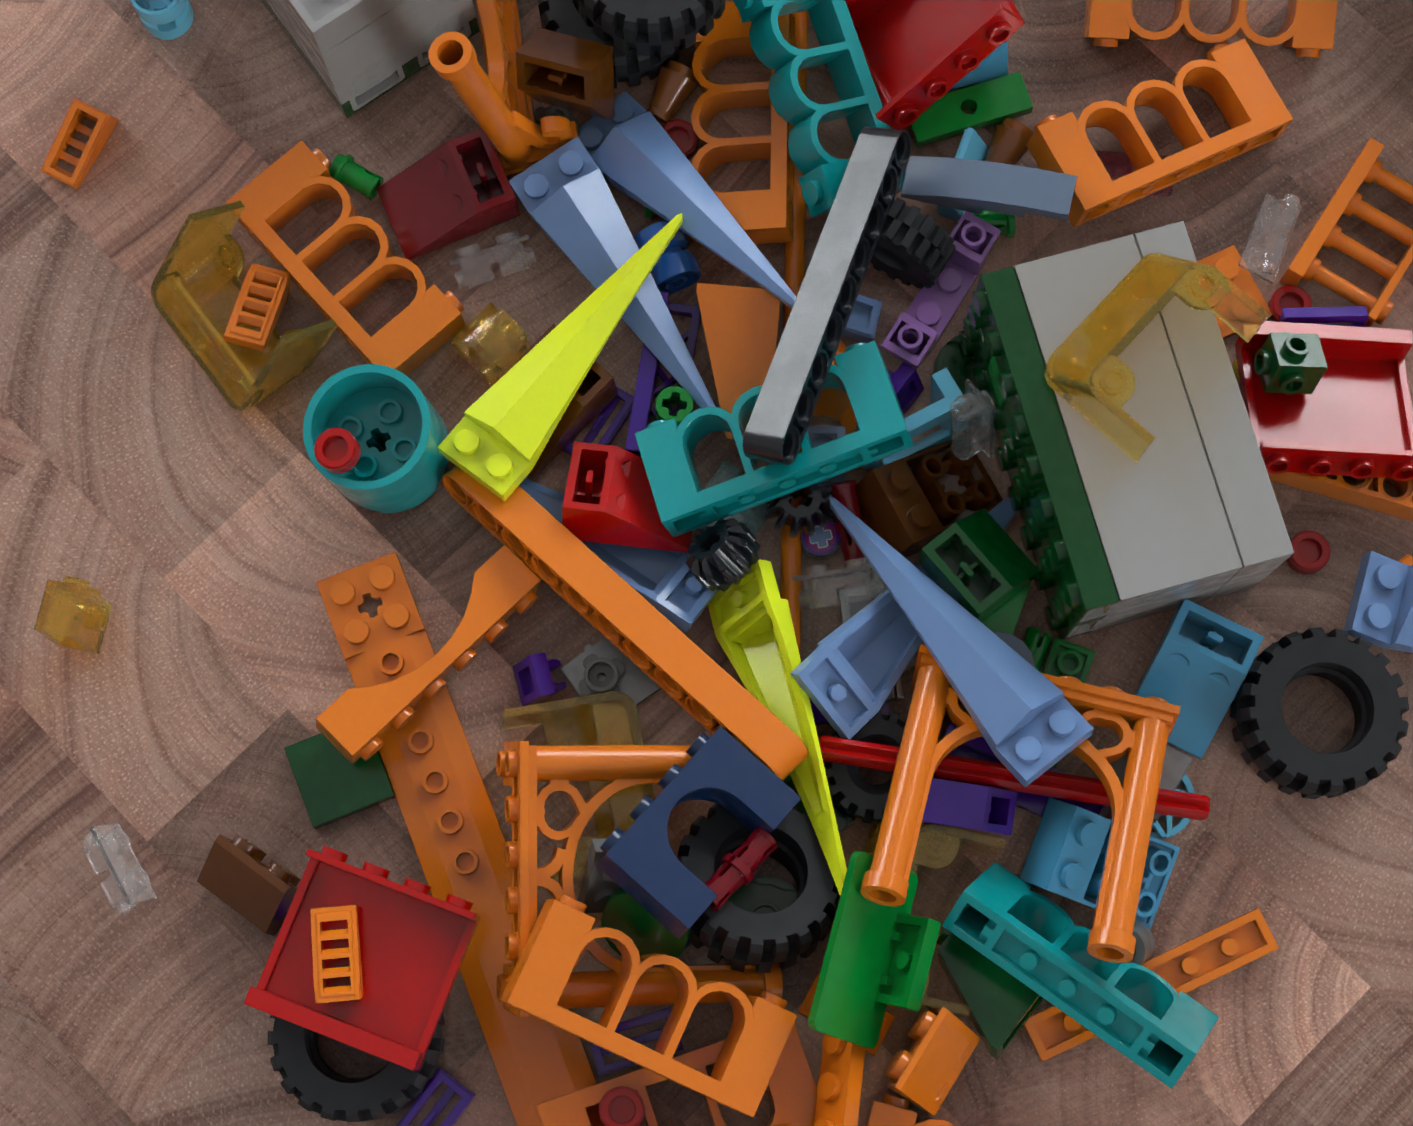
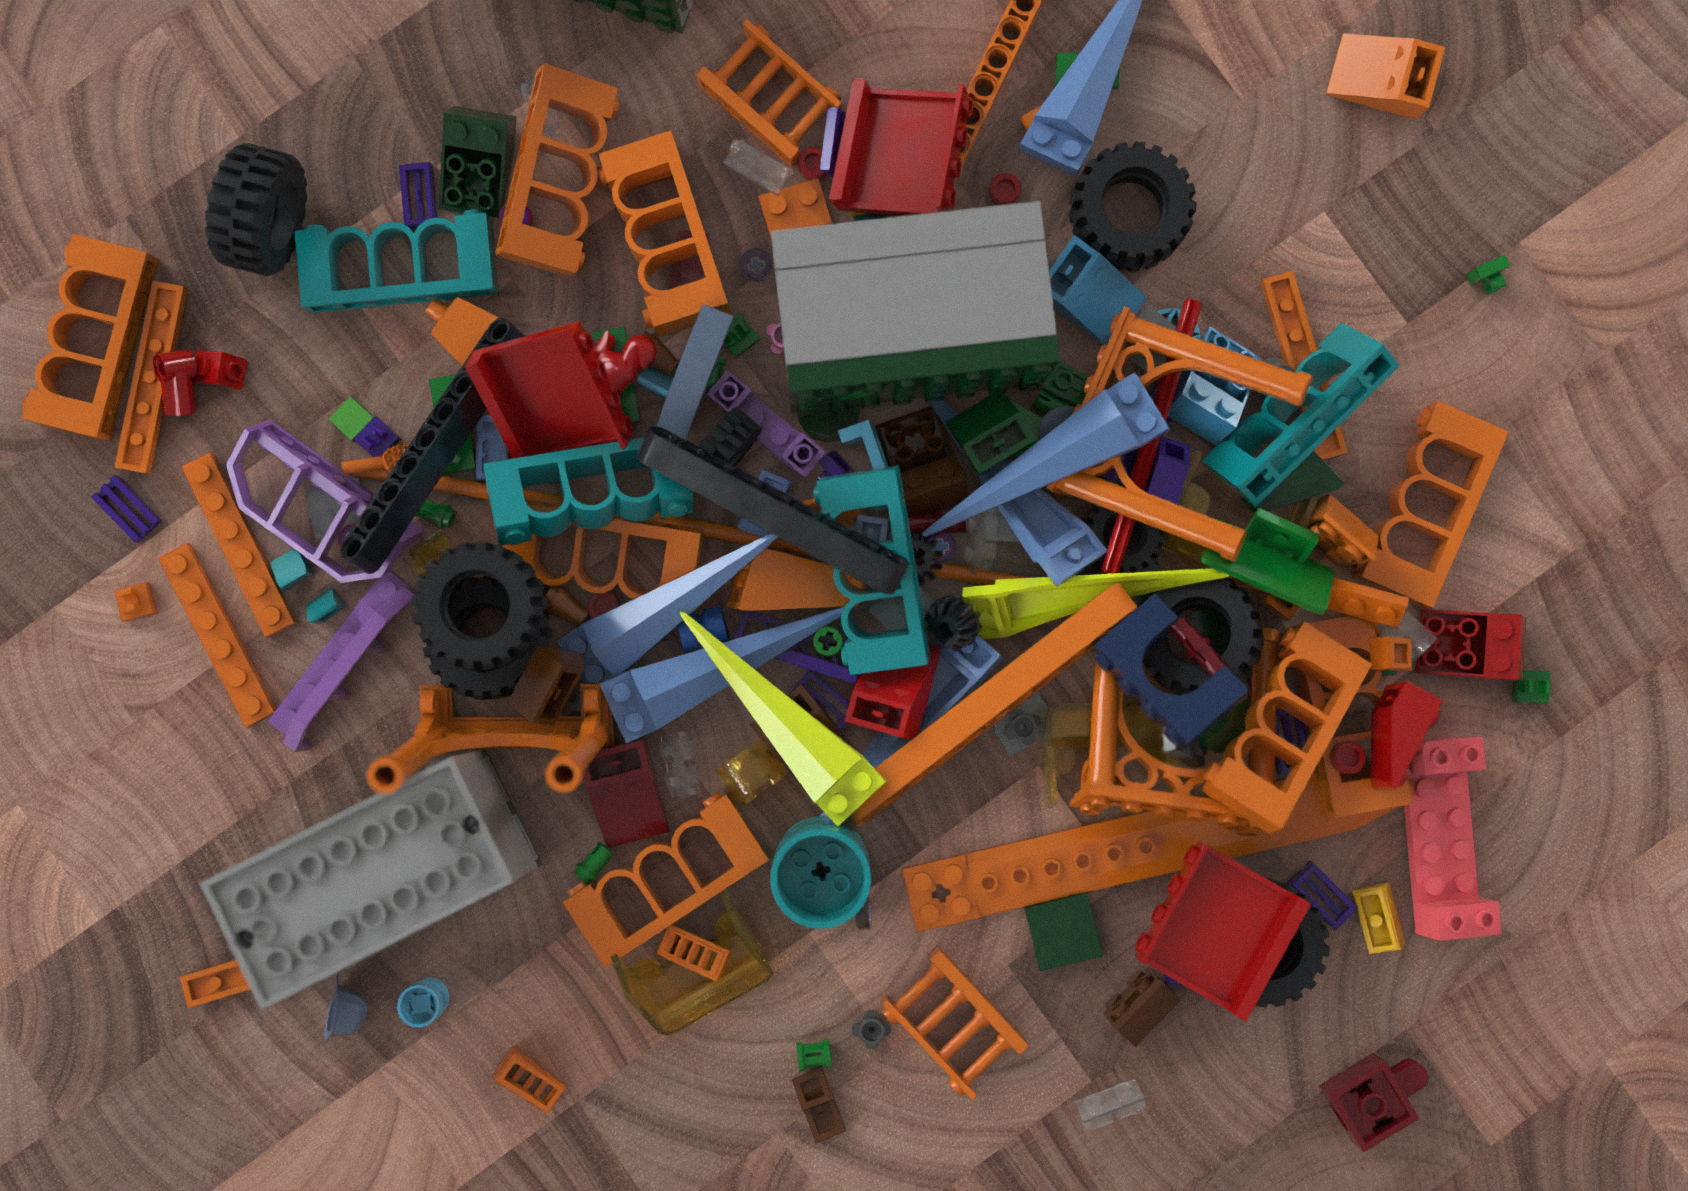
camera: 85 degrees left, 10 degrees up
(73, 614) = (920, 1120): clear yellow brick -> none
(83, 495) = (819, 1105): none -> reddish brown slope
(147, 462) = (820, 1047): none -> green bush
(182, 533) = (871, 1038): none -> dark grey plate
(219, 685) = (985, 1015): none -> orange fence
(332, 511) = (864, 916): none -> clear smoke tile
(337, 450) = (837, 903): red tile -> none
(344, 992) = (1241, 958): orange slope -> none
(366, 713) = (1034, 908): orange arch -> none
(535, 679) = (1017, 776): dark purple tile -> none
(972, 423) = (880, 418): clear hinge -> none
(977, 103) = (624, 366): none -> red animal
(1047, 241) = (740, 336): none -> green tile
(1087, 363) = (849, 292): clear yellow windscreen -> none
(1290, 363) = (869, 172): dark green brick -> none

